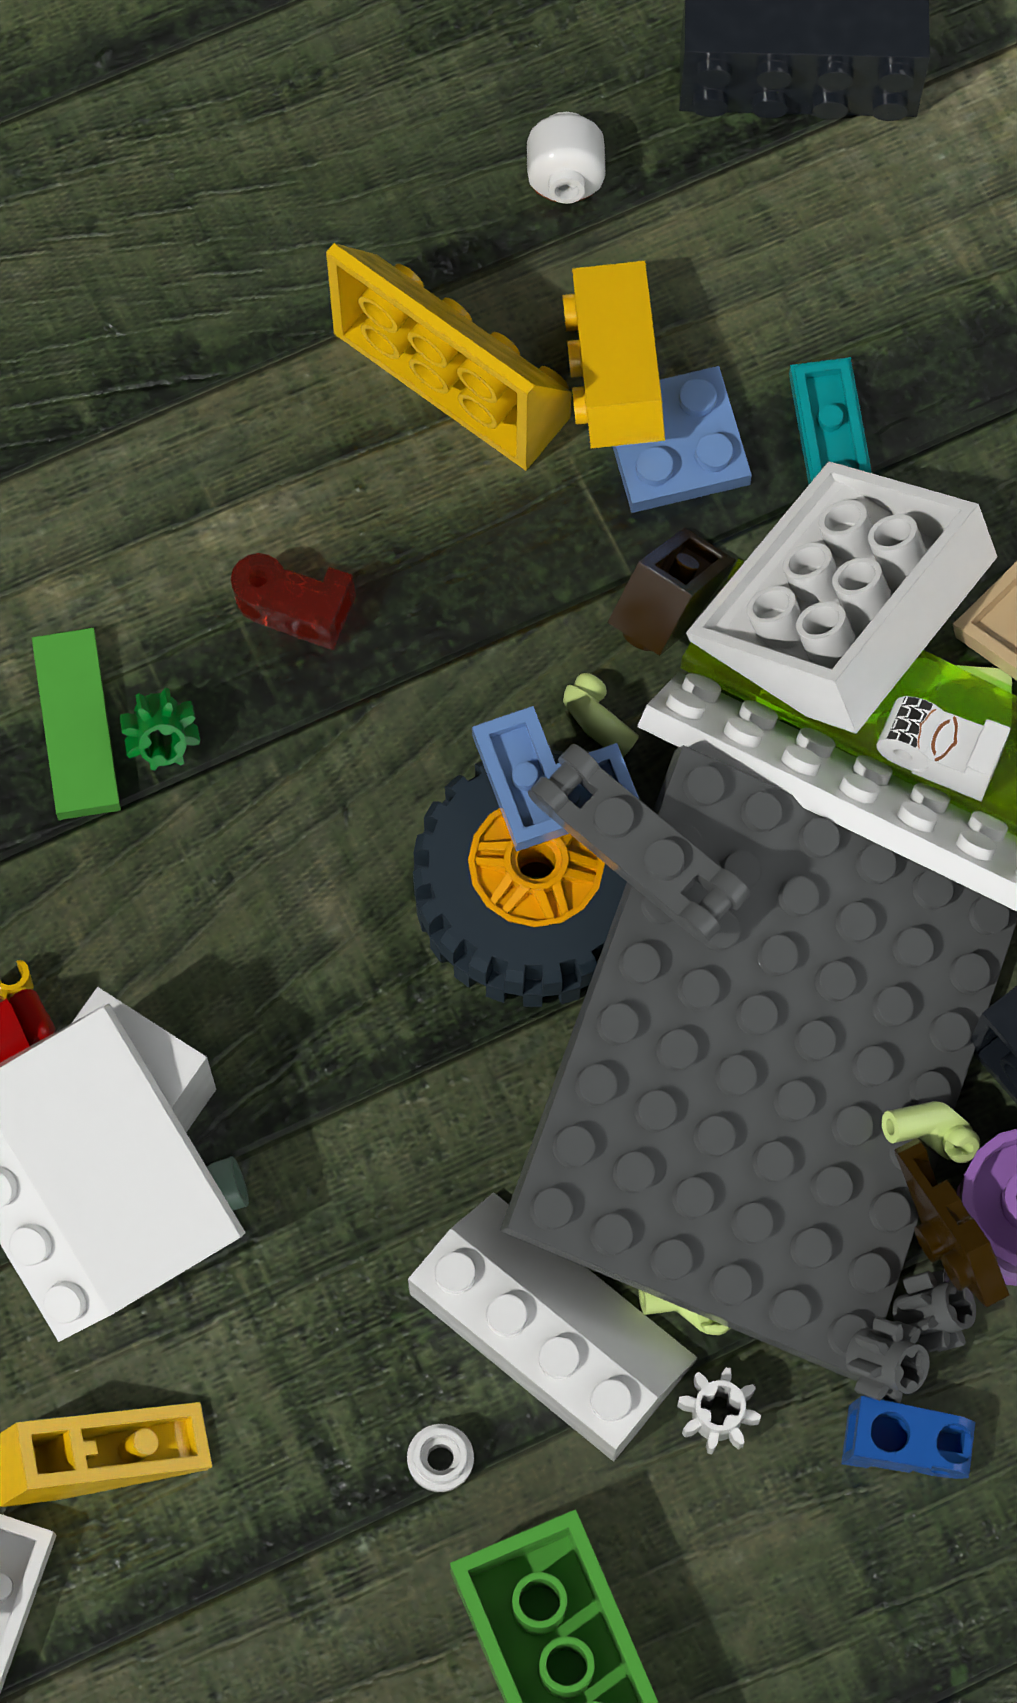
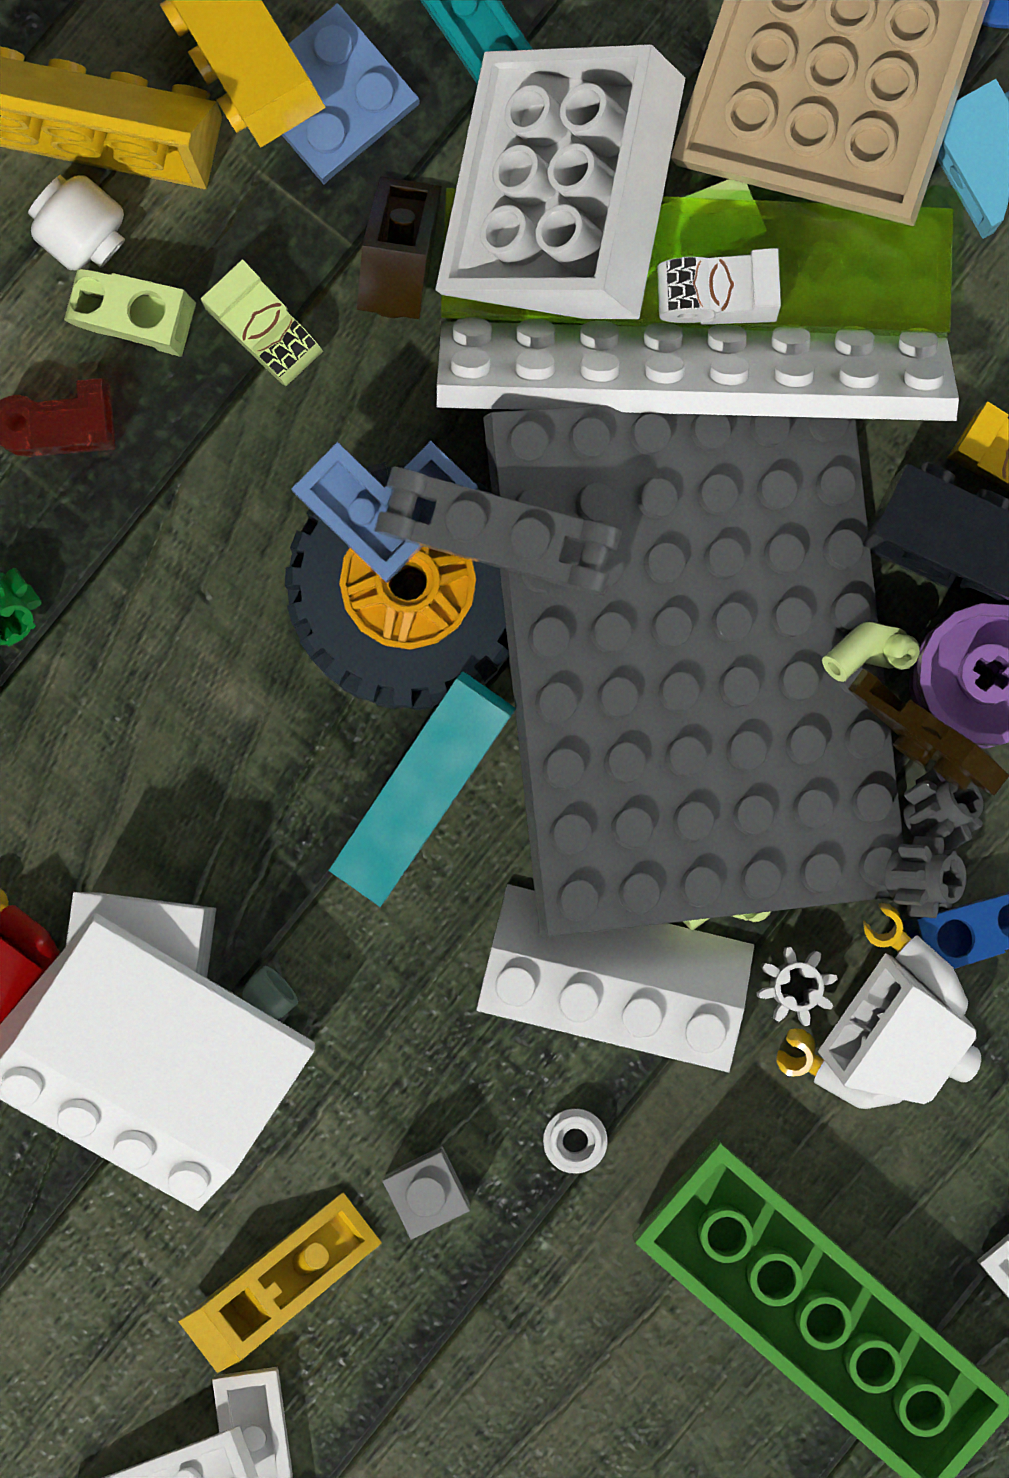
camera: 25 degrees left, 15 degrees up
(277, 1432) = (426, 1192): none -> light grey brick
(398, 440) = (77, 222): none -> white head
(409, 536) = (131, 310): none -> yellowish green leg
(457, 1057) = (422, 788): none -> teal tile
(516, 597) = (261, 323): none -> yellowish green leg
(595, 720) = (388, 405): yellowish green arm -> none
(793, 1495) = (897, 1033): none -> white torso

